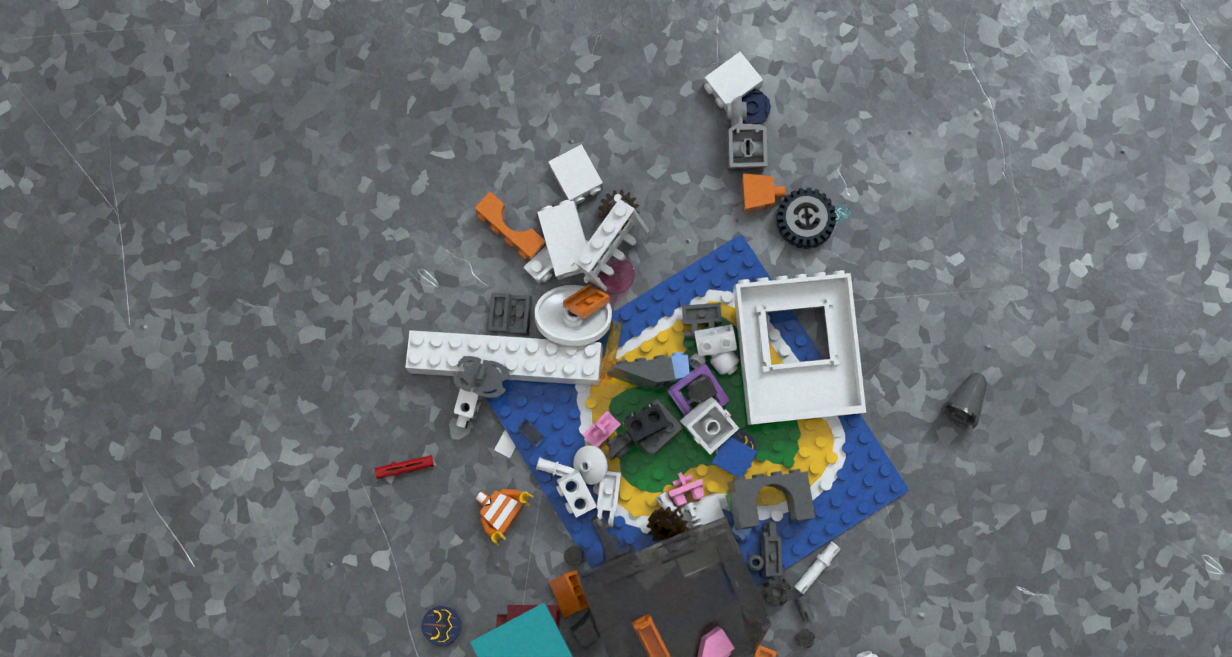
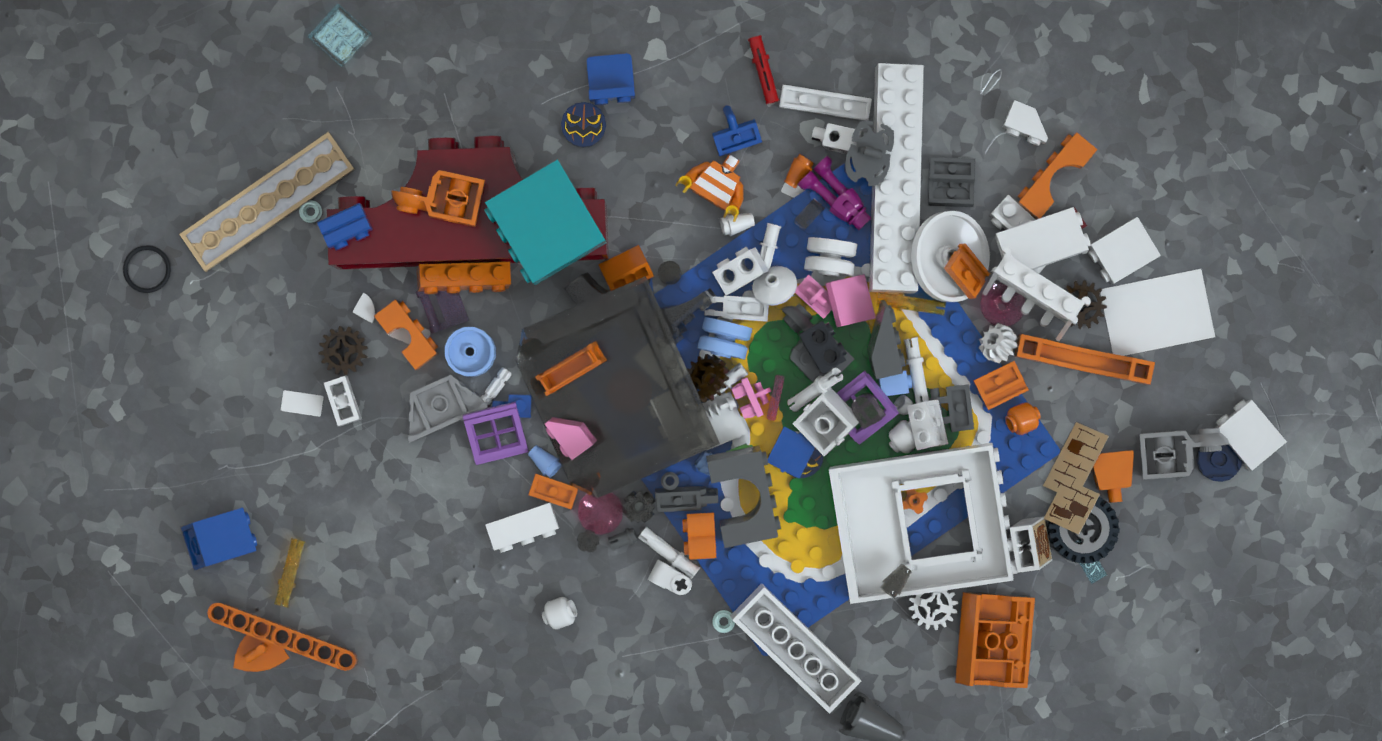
camera: 85 degrees right, 10 degrees up
(403, 599) = (610, 78): none -> blue bracket
(436, 416) = (825, 103): none -> white tile
(459, 492) = (737, 135): none -> blue plate
(463, 249) = (1026, 122): none -> white slope
(492, 440) = (799, 169): none -> orange cone
(524, 399) = (848, 204): none -> magenta piece
(538, 501) = (742, 223): none -> white cone
(569, 415) = (830, 256): none -> white wheel
(606, 400) = (850, 300): none -> bright pink tile
(629, 151) = (1157, 313): none -> white sticker
(635, 509) = (723, 342): none -> light blue wheel
(648, 279) = (998, 343): none -> white gear
(665, 210) = (1084, 359): none -> orange arch
(667, 349) = (916, 370): none -> white pin
(678, 427) = (821, 385): none -> white pin
(684, 279) = (1000, 385): none -> orange plate
(686, 469) = (775, 397): none -> clear pink tile
(713, 262) = (1022, 418): none -> orange head
(761, 227) = (1073, 501): none -> tan sticker
(777, 350) = (918, 506): none -> orange plate
(783, 626) = (600, 514): none -> clear pink dish
(804, 539) = (701, 536): none -> orange brick
(819, 259) = (1031, 544): none -> white brick
(839, 571) = (666, 577): none -> white piece
(848, 371) = (895, 582): none -> clear smoke cone
(875, 346) = (929, 620): none -> white gear
(884, 523) = (720, 628): none -> light aqua plate
(898, 295) = (995, 640): none -> orange piece
(903, 461) = (795, 648): none -> white brick

